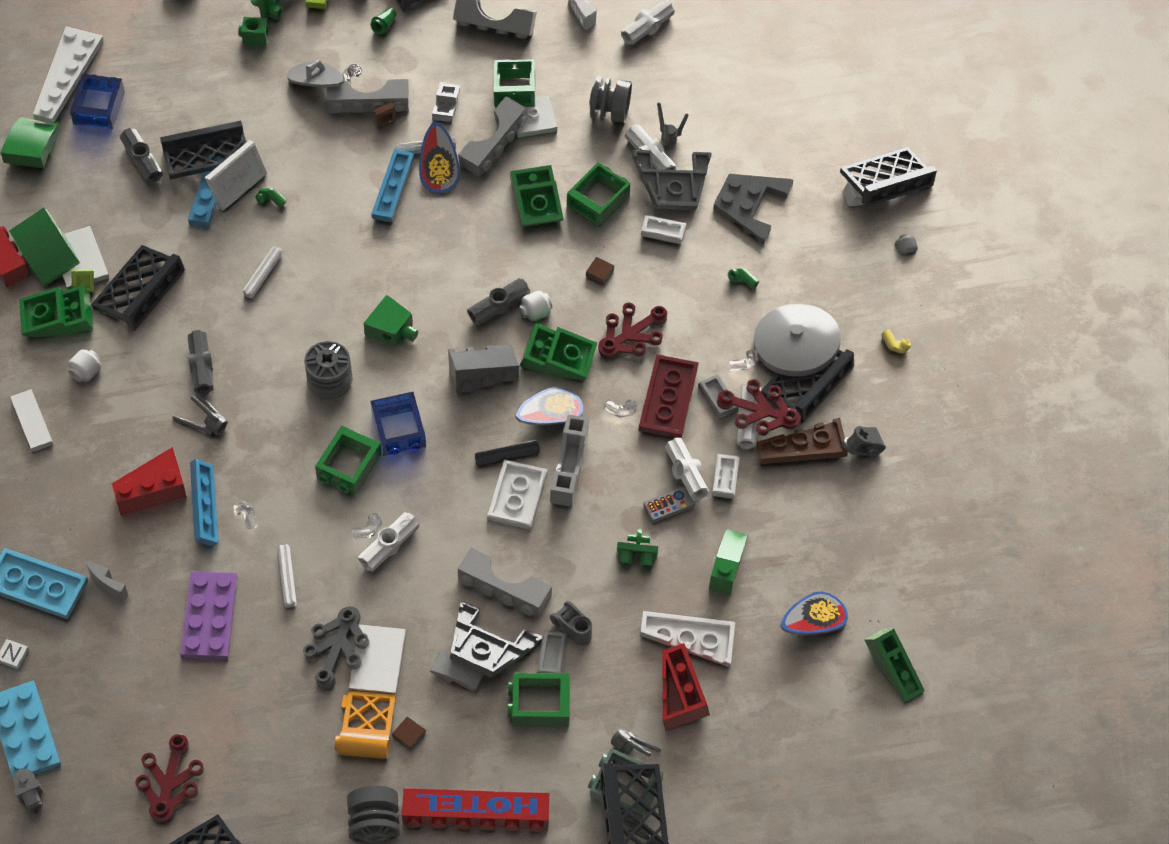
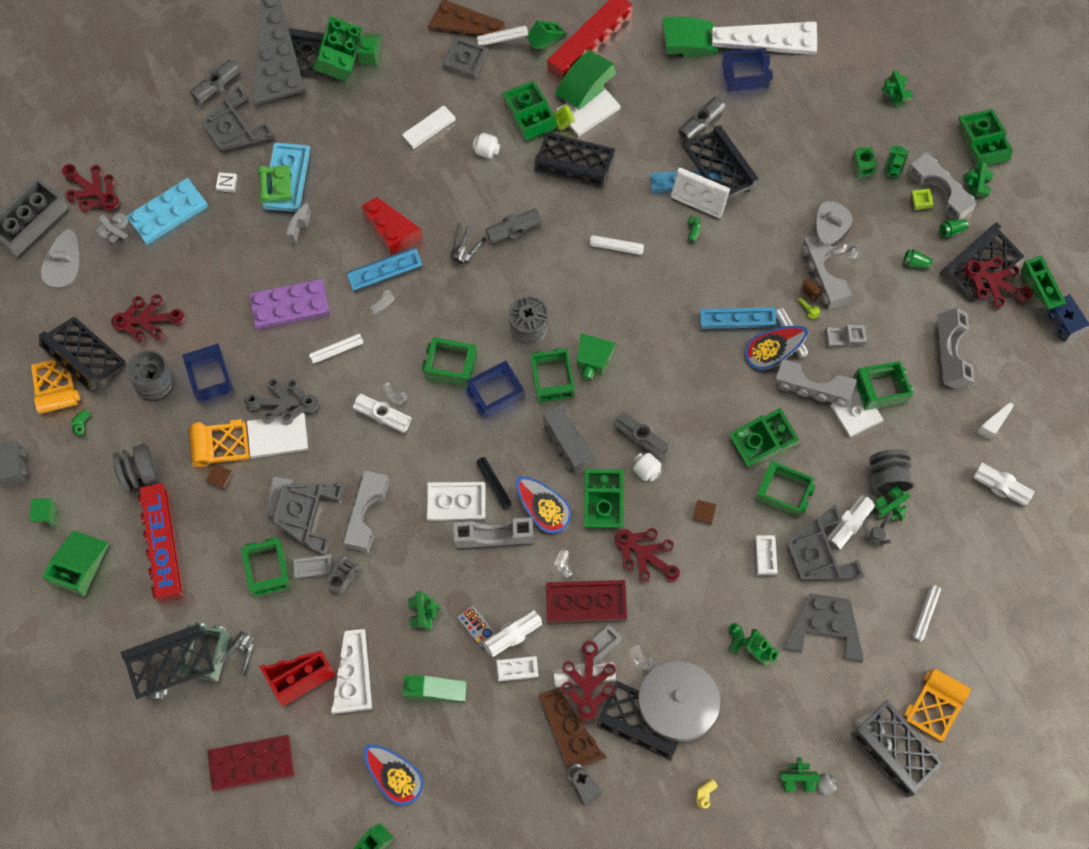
camera: 80 degrees right, 10 degrees up
(44, 586) = (280, 183): none -> bright green plate
(248, 768) = (149, 374): none -> dark grey wheel
(271, 699) = (201, 357): none -> clear blue window
(400, 350) = (555, 392): none -> green window
(409, 123) = (812, 312): none -> lime hand
(645, 111) = (898, 498): none -> green hips
(758, 118) = (926, 613): none -> white axle
(761, 255) = (760, 648): none -> green hips
(766, 762) = (250, 763): none -> dark red plate
(839, 123) = (944, 688): none -> light orange piece
(893, 259) = (790, 777): none -> green hips

